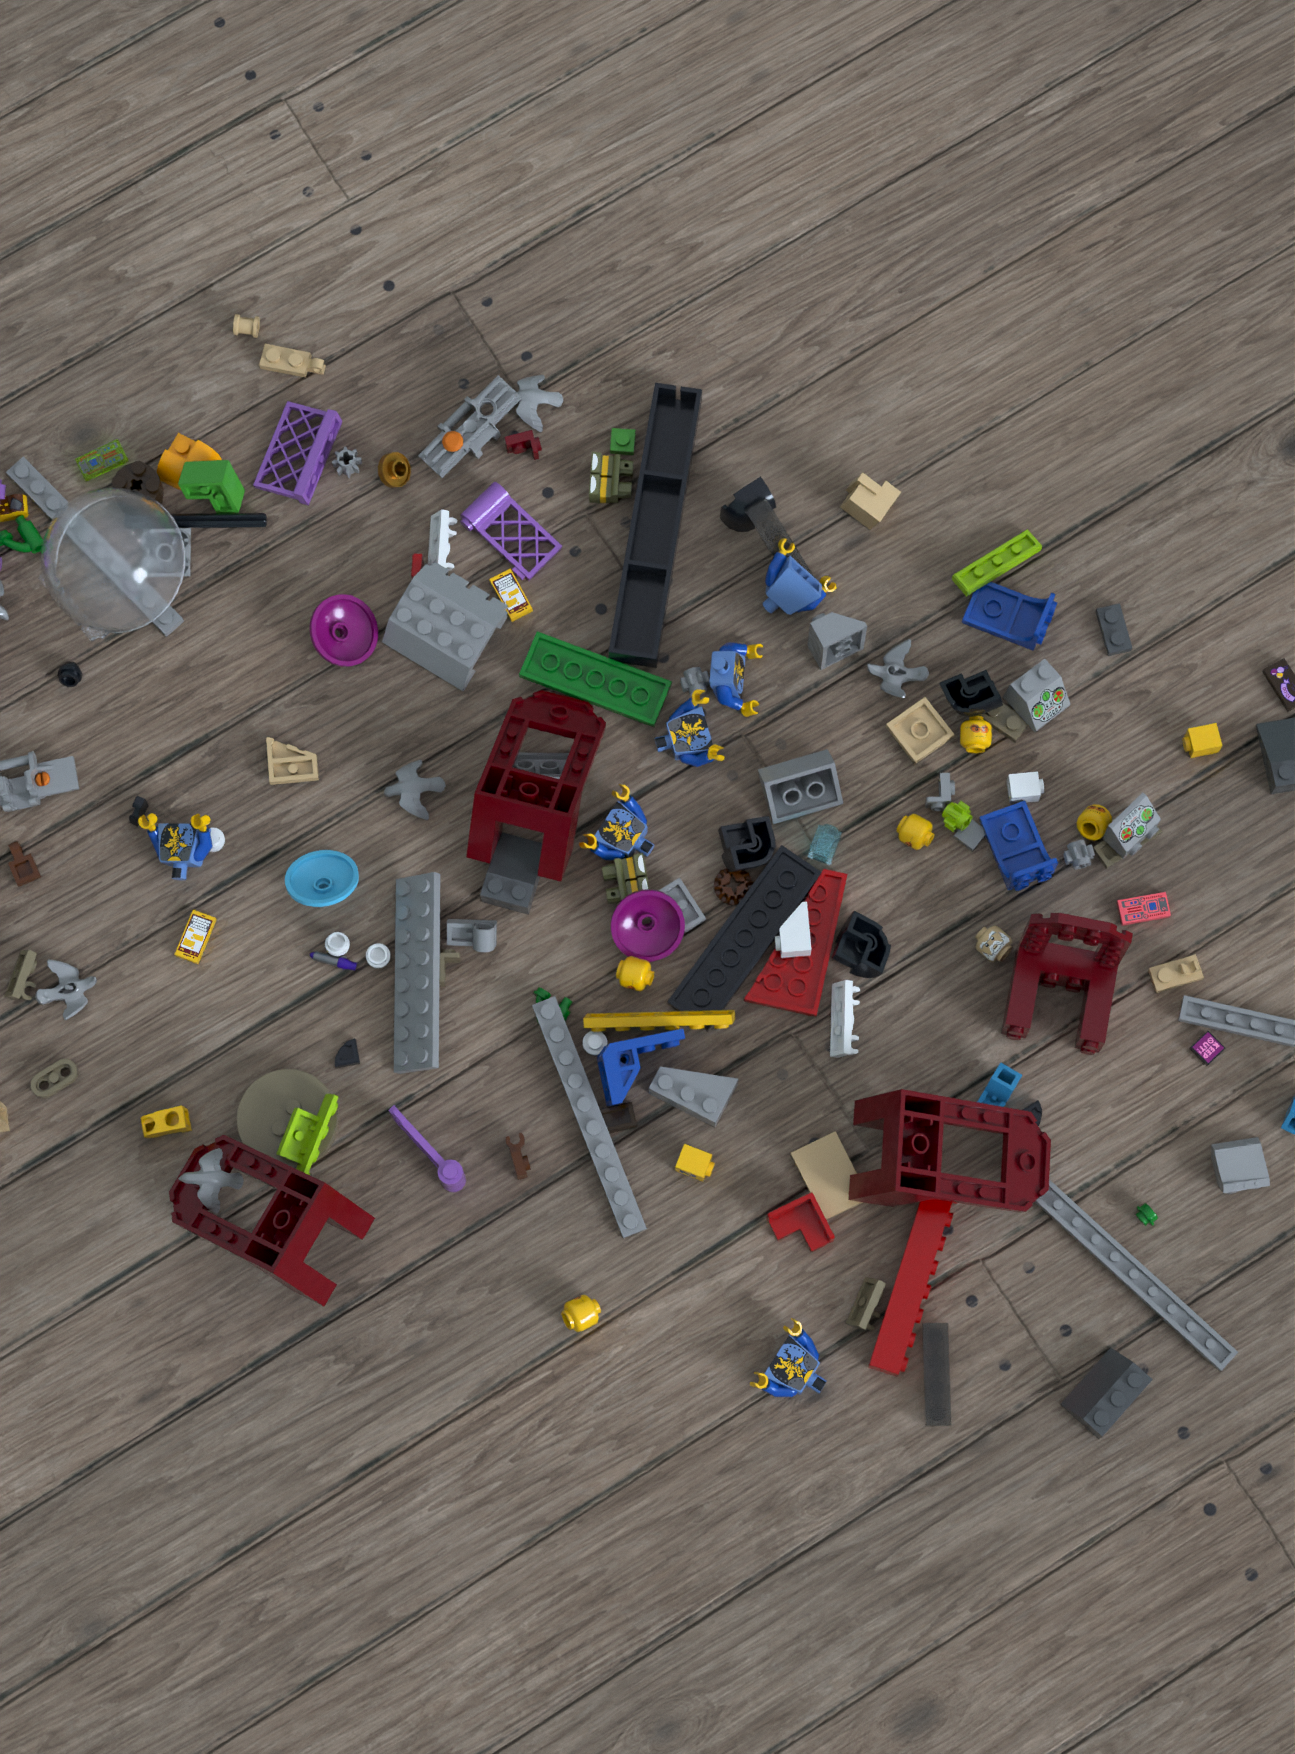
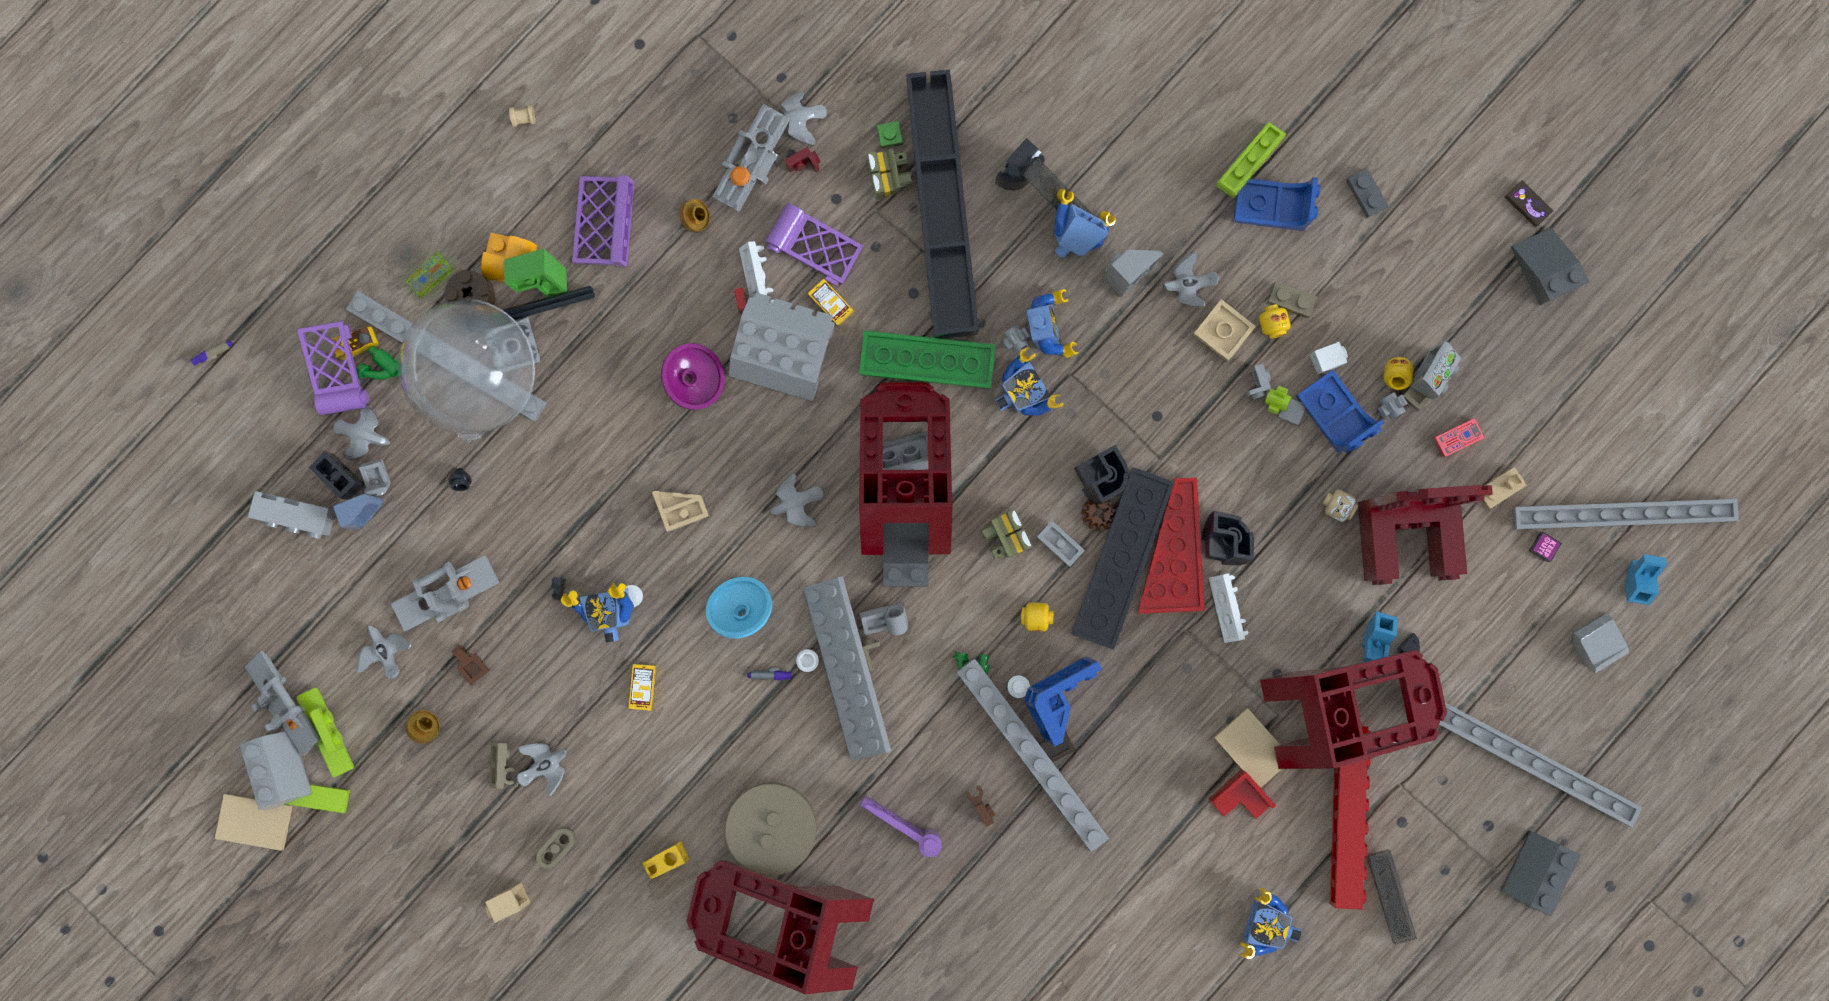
camera: 20 degrees left, 10 degrees up
(211, 1179) = (721, 907): light grey animal -> none
(290, 361) = (571, 138): tan plate -> none
(305, 1134) = (792, 844): lime bracket -> none
(337, 944) = (768, 660): white plate -> none
(347, 1054) = (806, 755): black tile -> none
(353, 462) = (644, 219): light grey gear -> none
(580, 1313) = (1074, 929): yellow head -> none
(621, 831) = (989, 492): torso -> none
(648, 1020) = (1070, 653): yellow plate -> none
(649, 940) = (1042, 580): magenta dish -> none
(694, 1092) = (1118, 709): light grey wedge -> none
(694, 1163) = (1135, 770): yellow brick -> none
(795, 934) = (1168, 545): white slope -> none
(800, 786) = (1134, 408): light grey slope -> none
(825, 844) = (1169, 455): clear light blue brick -> none
(866, 1300) = (1315, 853): dark tan plate -> none
(868, 500) = (1124, 133): tan plate -> none
(915, 831) = (1245, 423): yellow head -> none
(972, 695) = (1264, 287): black brick -> none
(1038, 695) = (1319, 271): light grey slope -> none
(1146, 1214) = (1532, 708): green plate -> none
(1202, 740) = (1471, 273): yellow brick -> none

